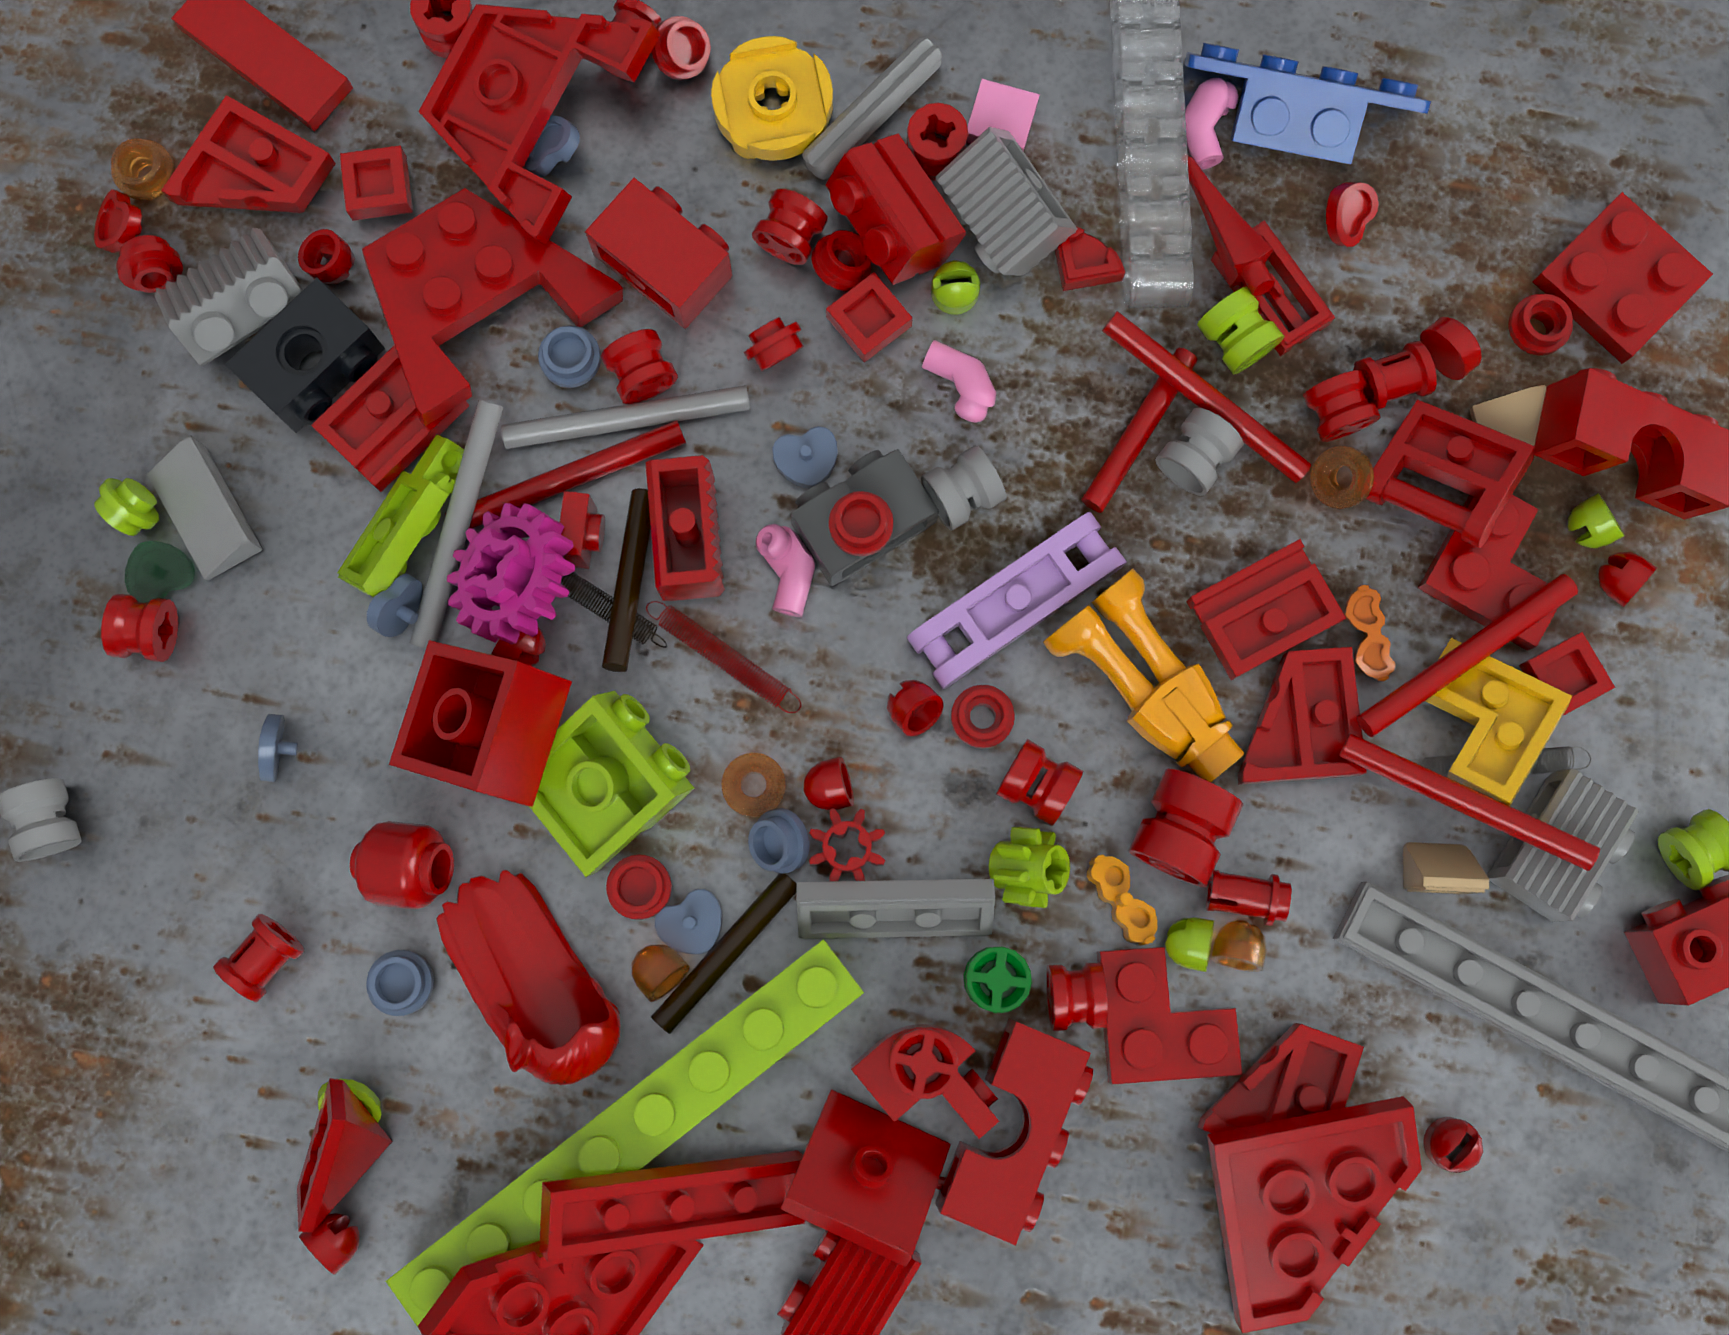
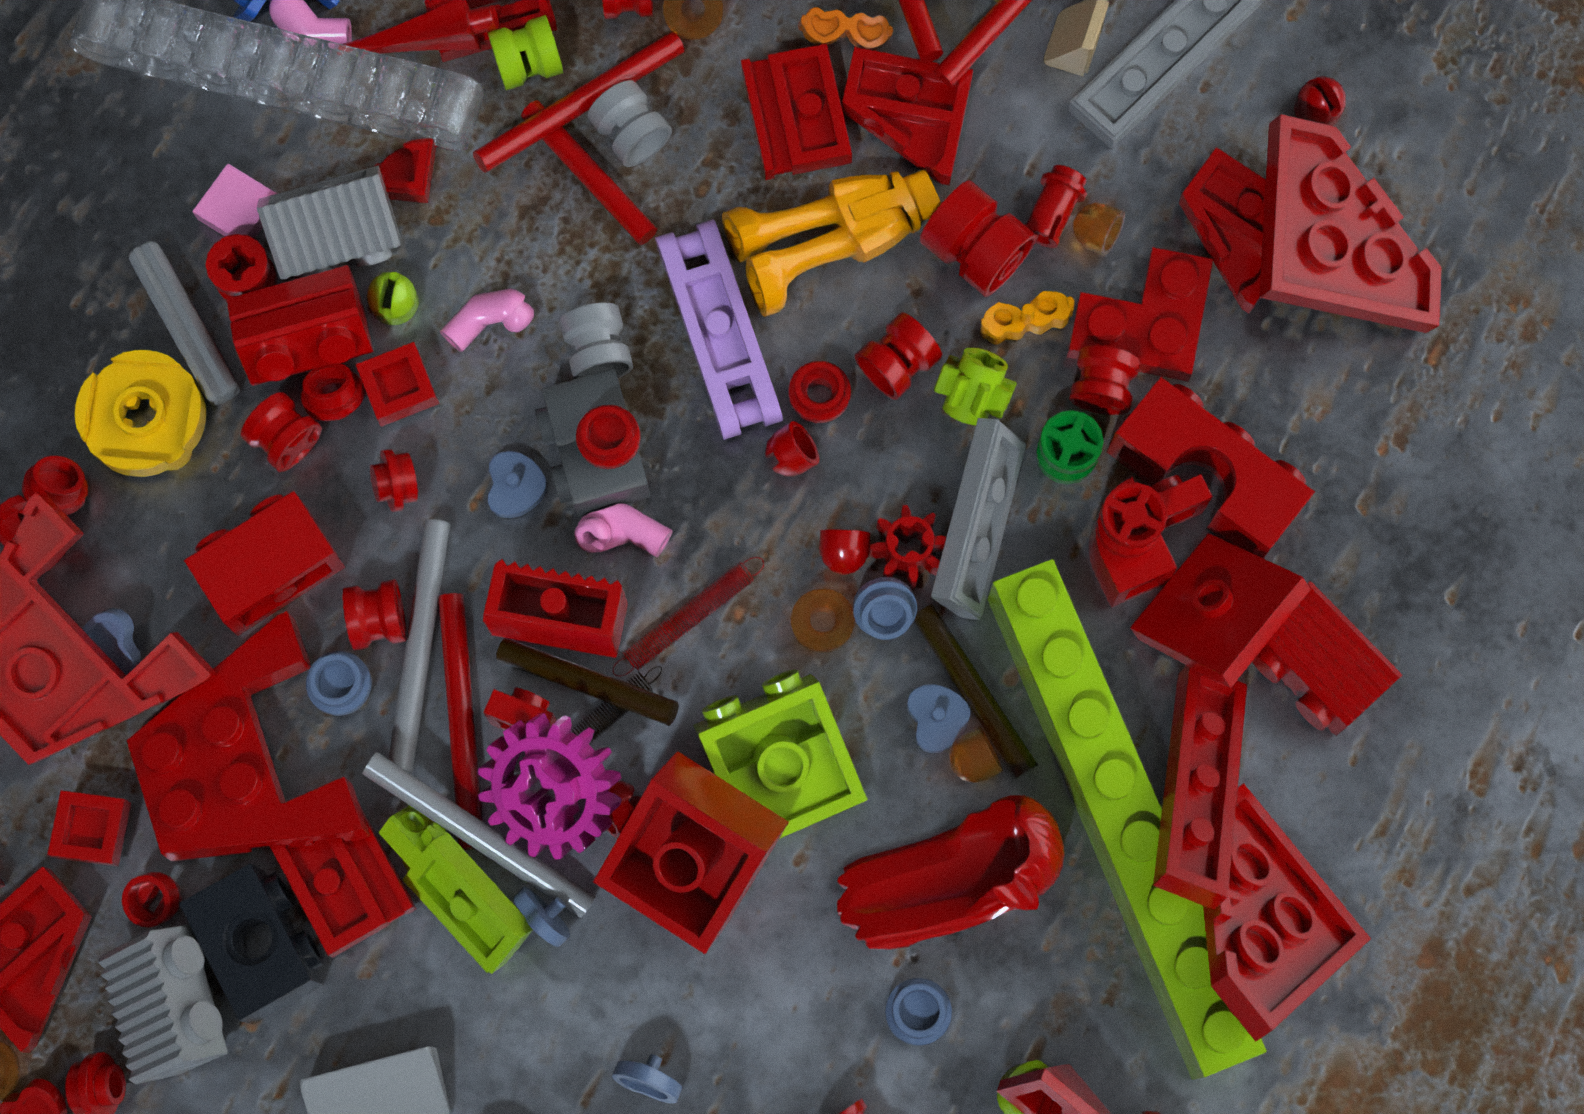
camera: 70 degrees left, 5 degrees down
(402, 865) = (804, 975): red head -> none
(639, 887) = (890, 755): red plate -> none
(1190, 942) = (1083, 267): lime hinge -> none

